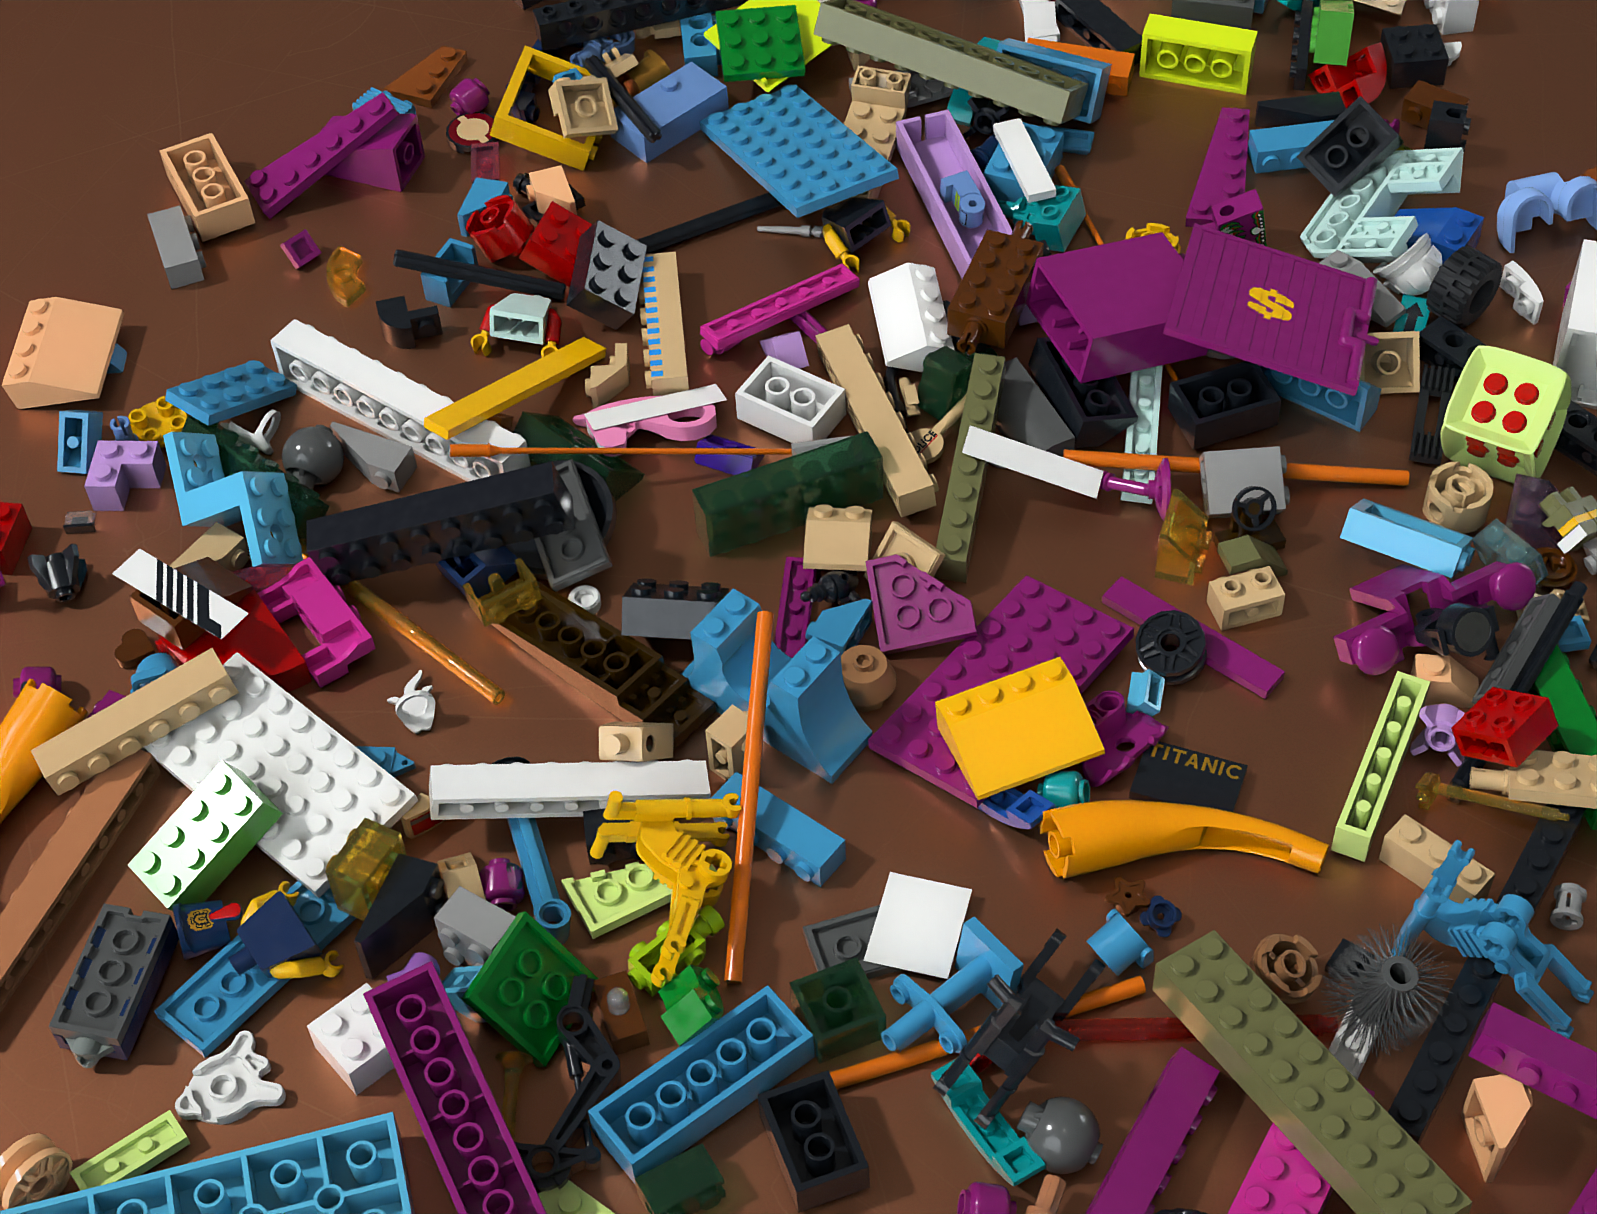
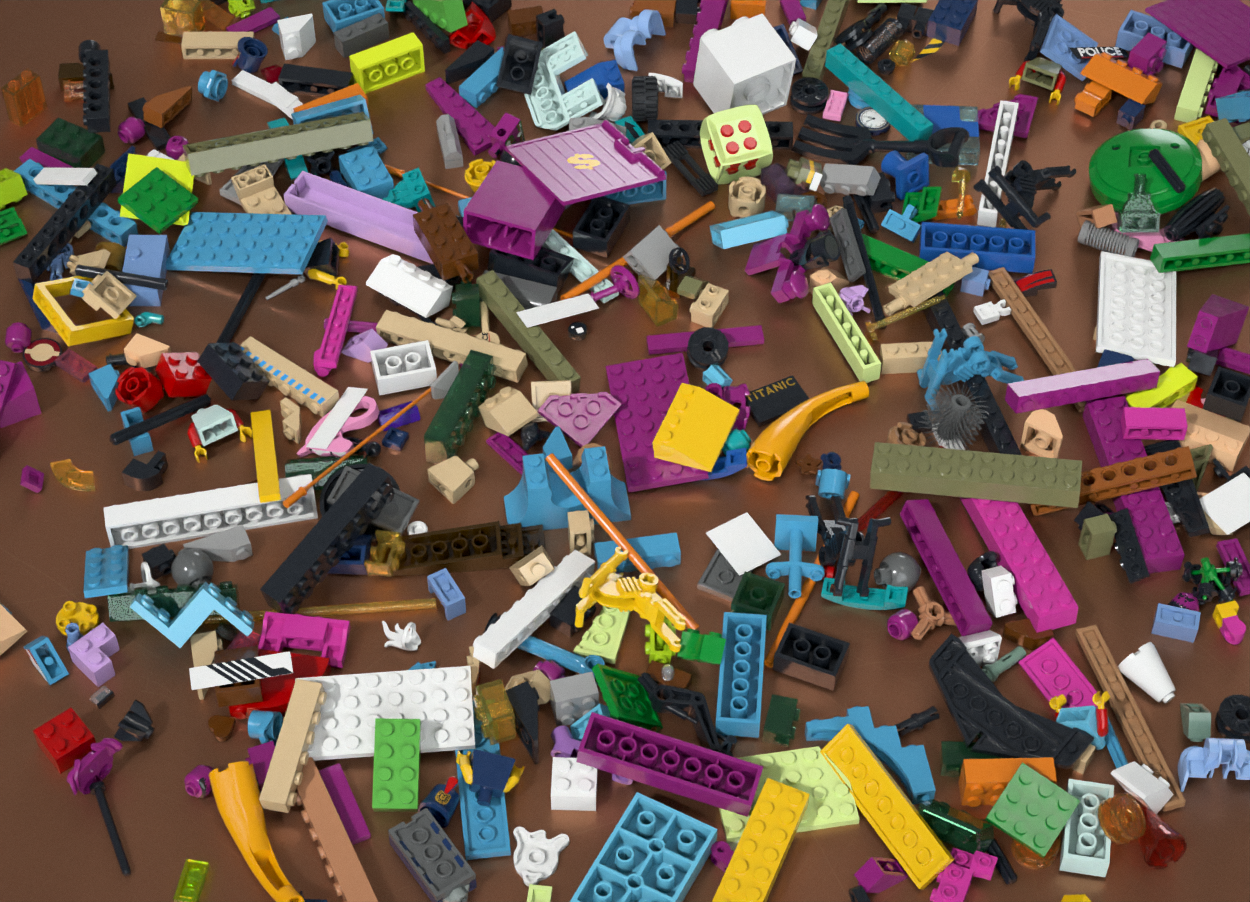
camera: 50 degrees left, 0 degrees up
(133, 833) = (345, 803): none -> magenta tile
(295, 416) = (159, 560): none -> black brick
(514, 695) = (447, 593): none -> medium blue panel
(613, 165) = (147, 318): none -> teal arm
(650, 470) = (372, 449): none -> black plate
(667, 609) = (477, 497): black brick -> none
(691, 477) = (395, 439): none -> dark blue tile
(694, 562) = (453, 477): none -> tan torso
(965, 197) = (368, 209): medium blue leg -> none
(1024, 160) = (376, 170): white tile -> none
(1048, 510) = (577, 331): none -> tile
(1168, 188) = (449, 142): none -> light grey piece
(1505, 726) = (884, 277): red brick -> none

